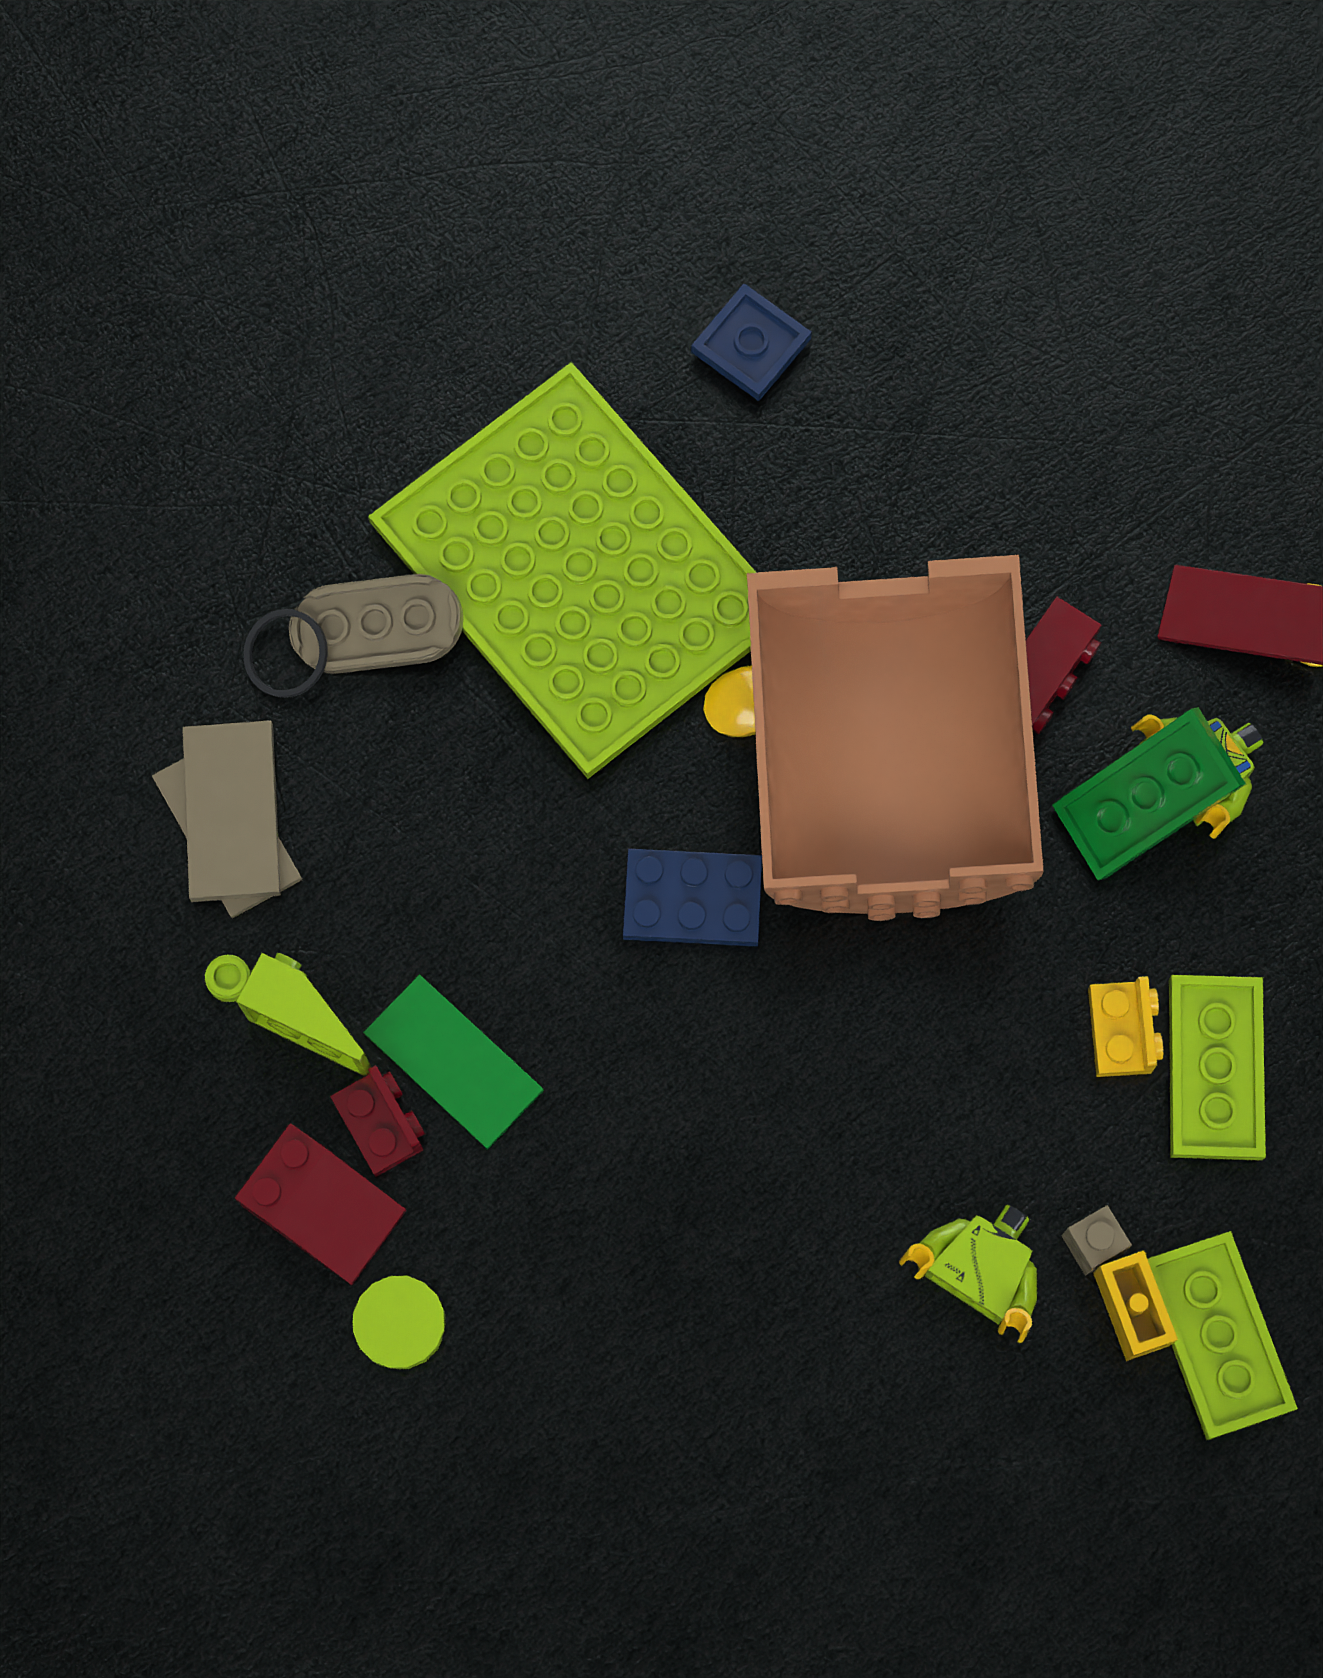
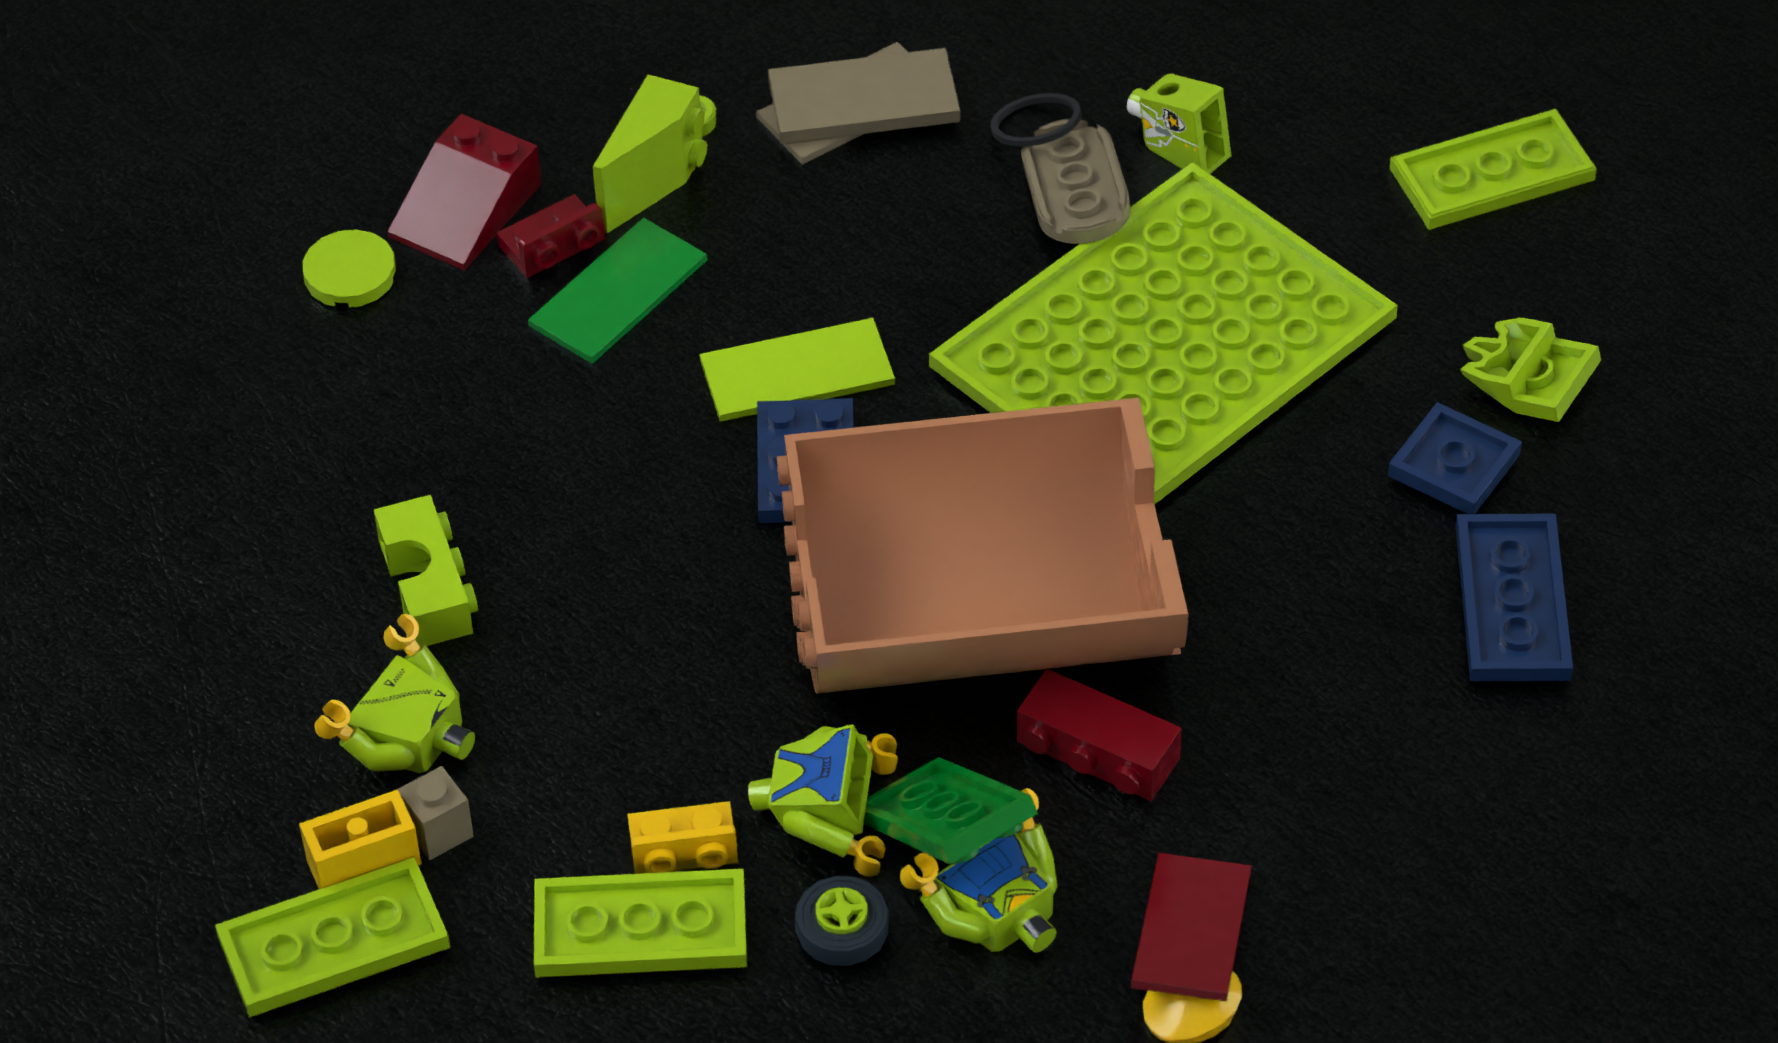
camera: 85 degrees right, 25 degrees down
(318, 518) = (1184, 121): none -> lime torso
(394, 261) = (1492, 169): none -> lime tile
(575, 900) = (797, 367): none -> lime piece
(654, 263) = (1530, 367): none -> lime plate
(846, 1233) = (416, 541): none -> lime arch
(910, 318) = (1513, 597): none -> dark blue plate
(1095, 902) = (823, 790): none -> lime torso
(1233, 886) = (861, 918): none -> black wheel

